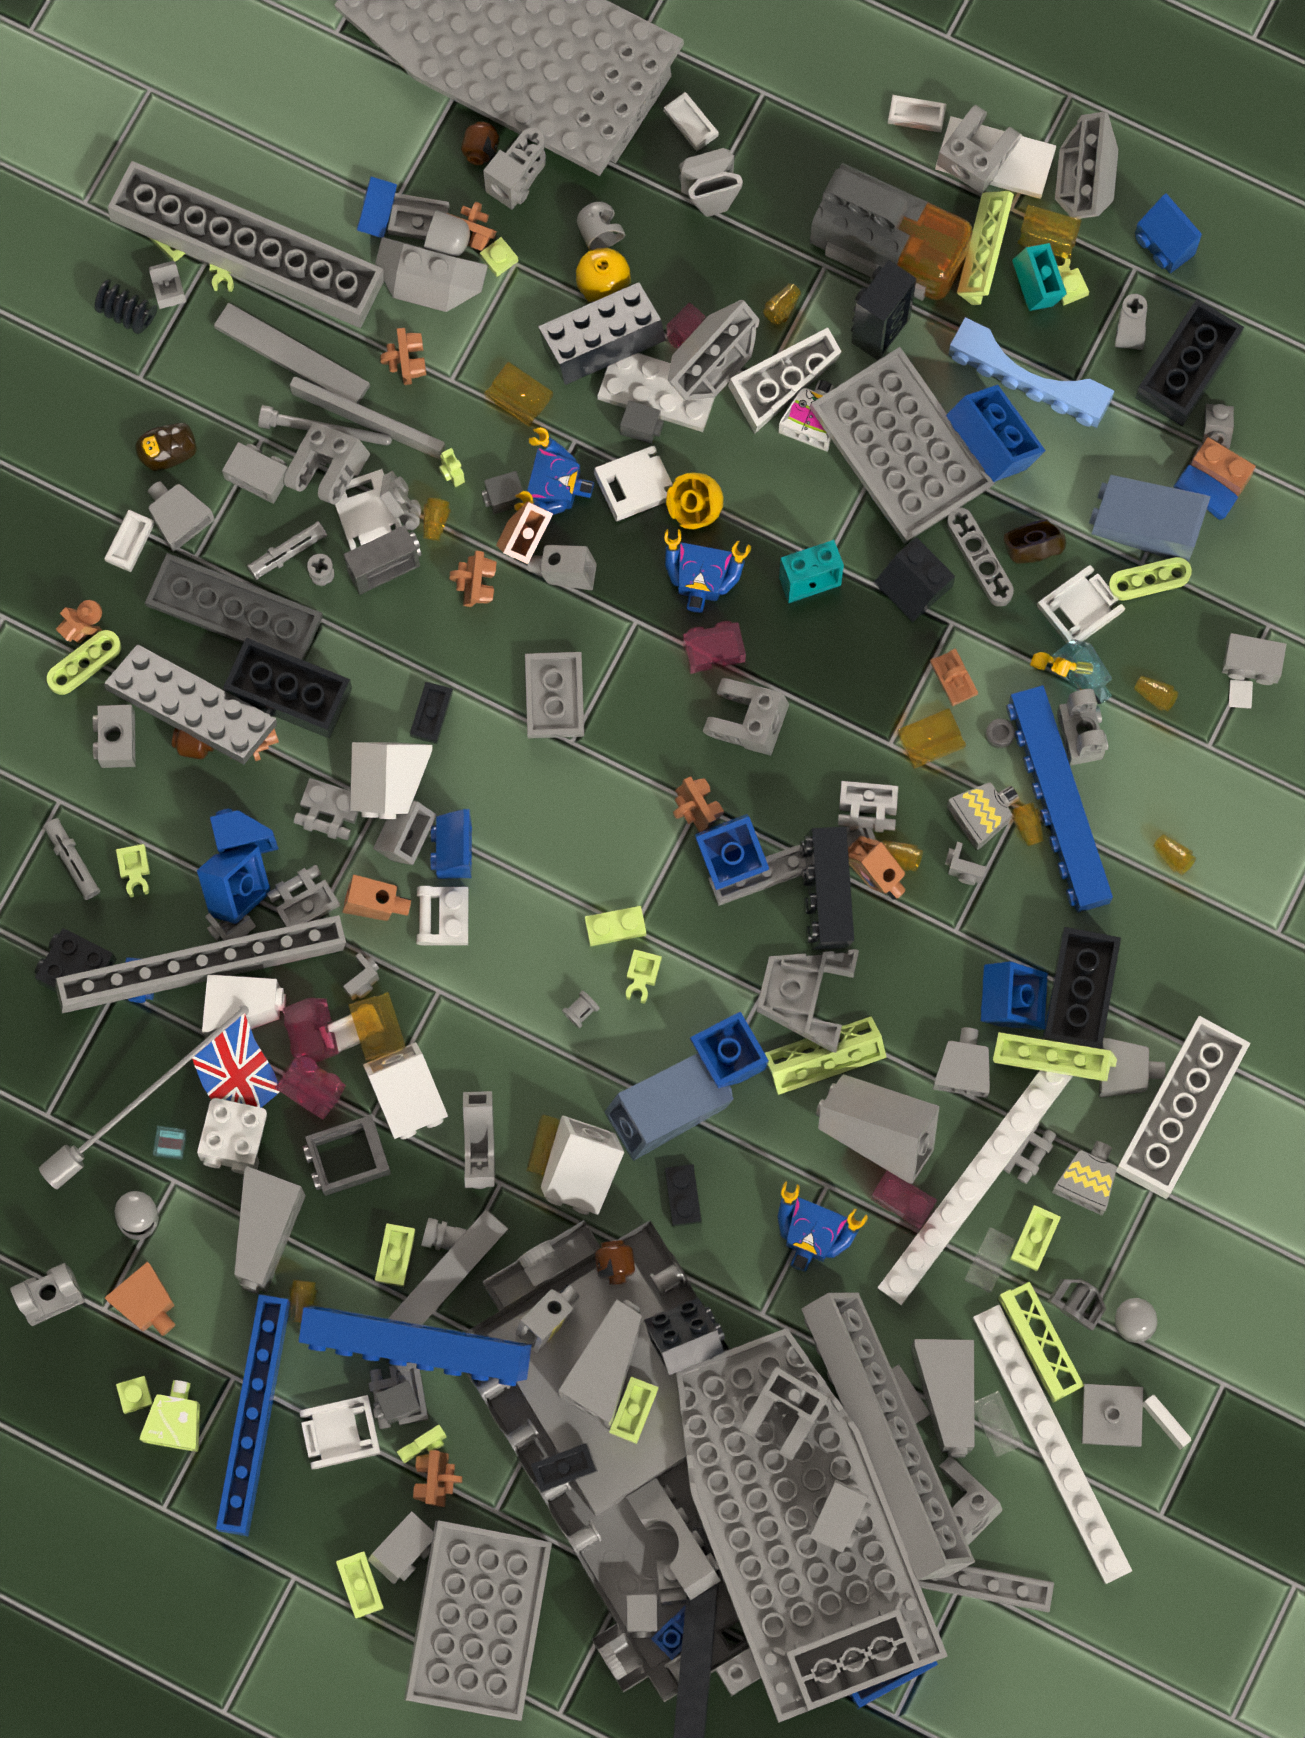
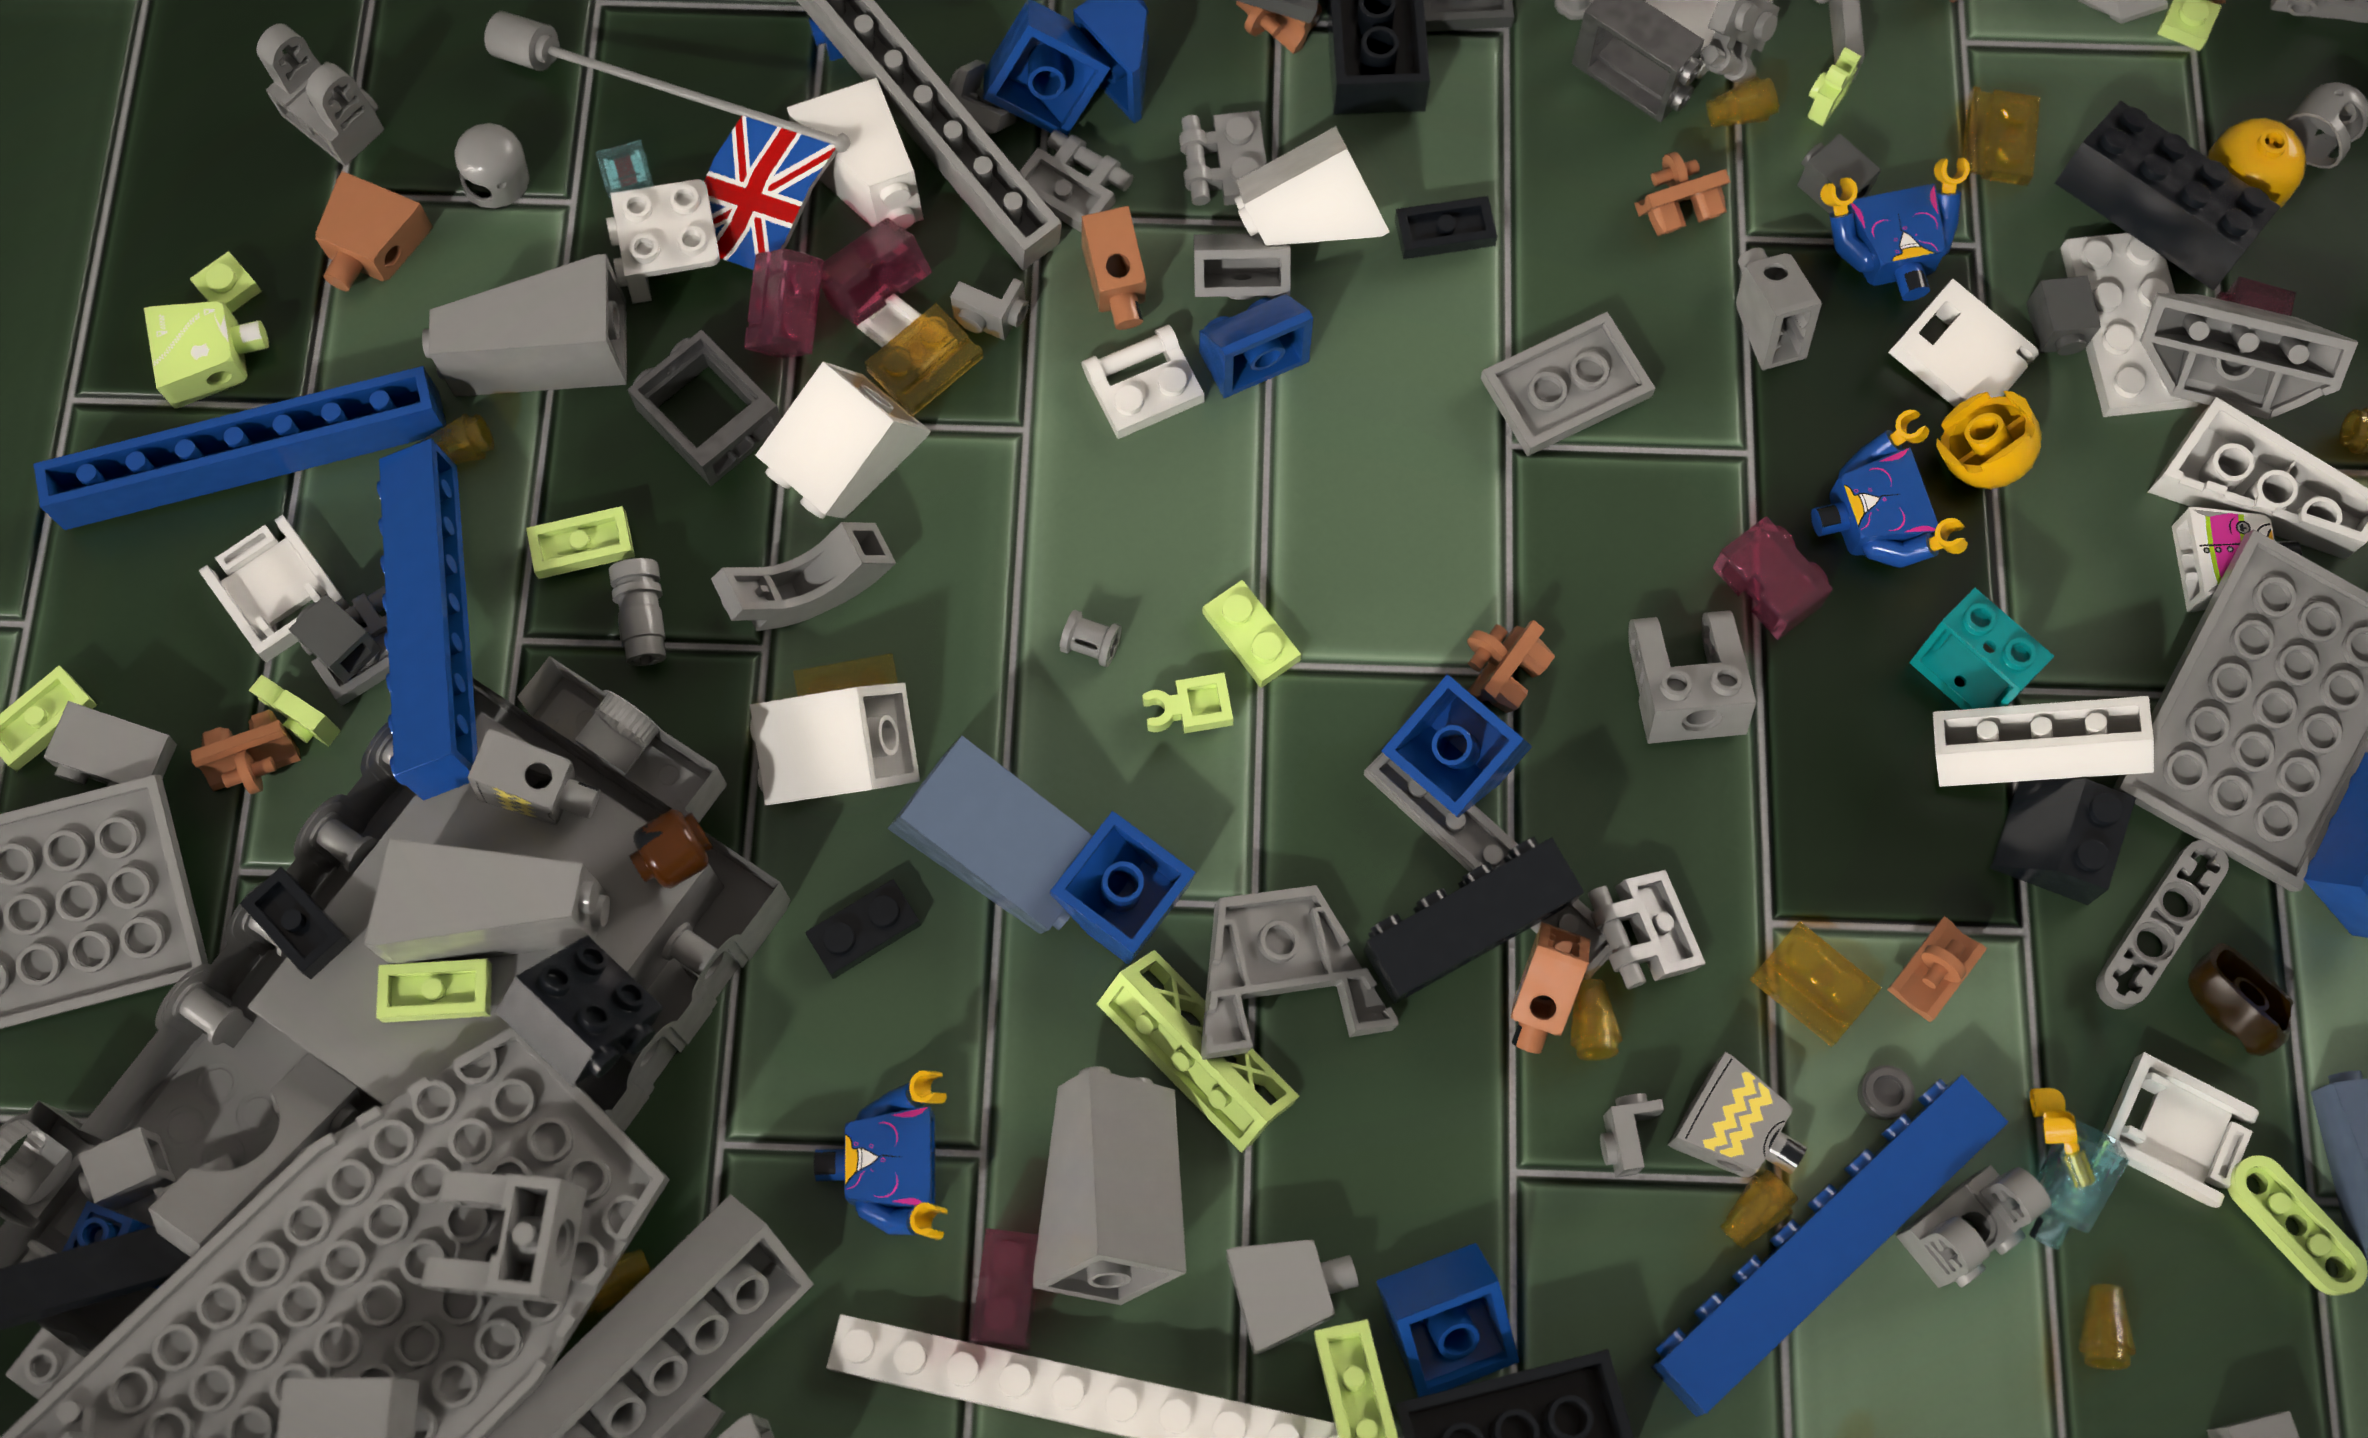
camera: 65 degrees right, 5 degrees down
(450, 1270) = (578, 625): light grey tile -> none
(524, 532) = (1794, 218): nougat slope -> none
(867, 565) = (2044, 741): none -> white brick

